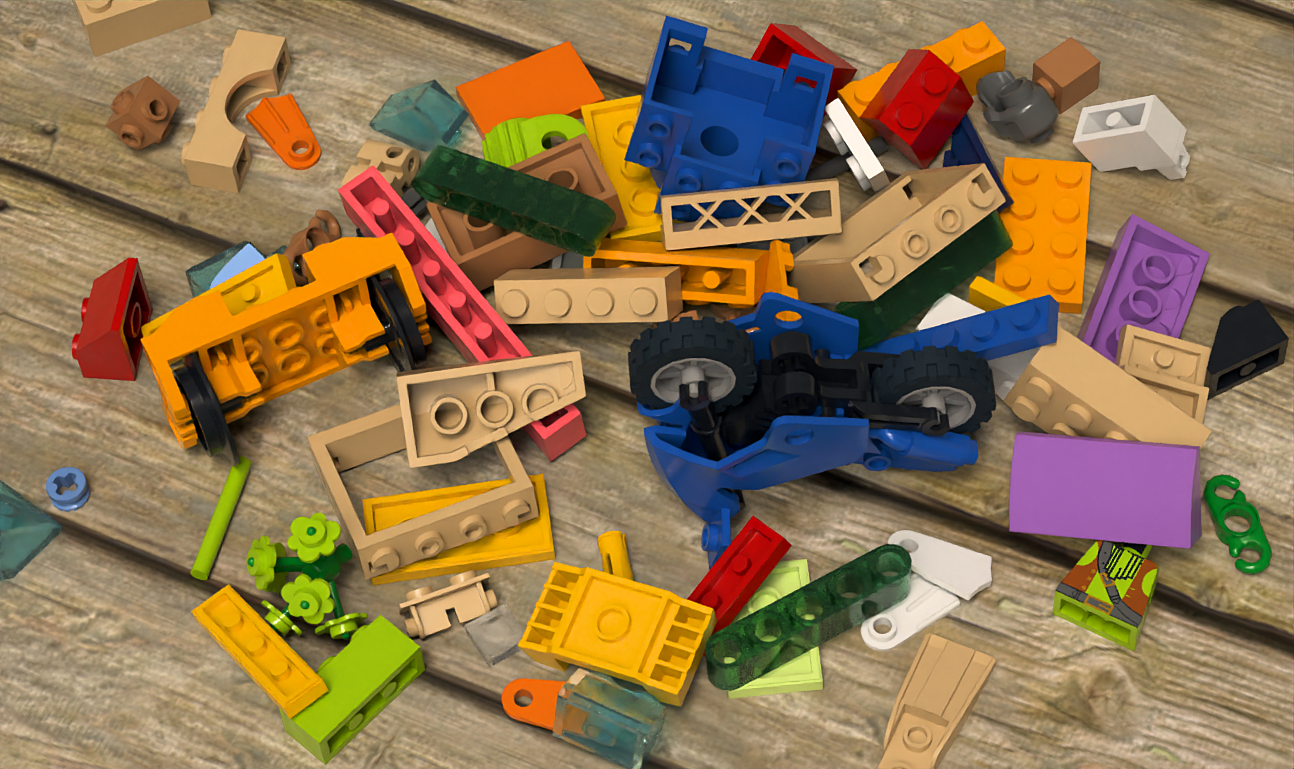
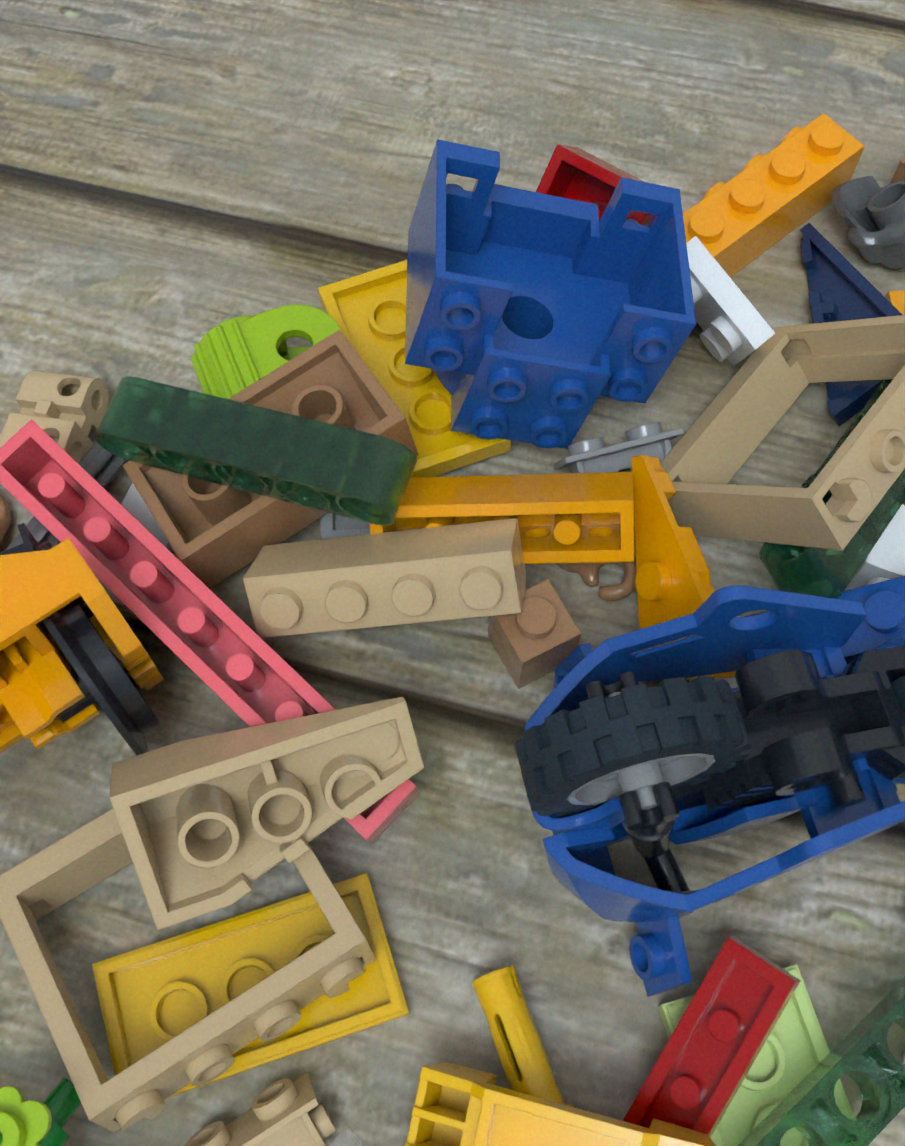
camera: 15 degrees left, 10 degrees up
(421, 117) = (102, 329): clear light blue slope -> none
(532, 87) = (245, 273): orange tile -> none
(748, 227) = (607, 437): tan fence -> none
(918, 106) = (778, 229): red slope -> none

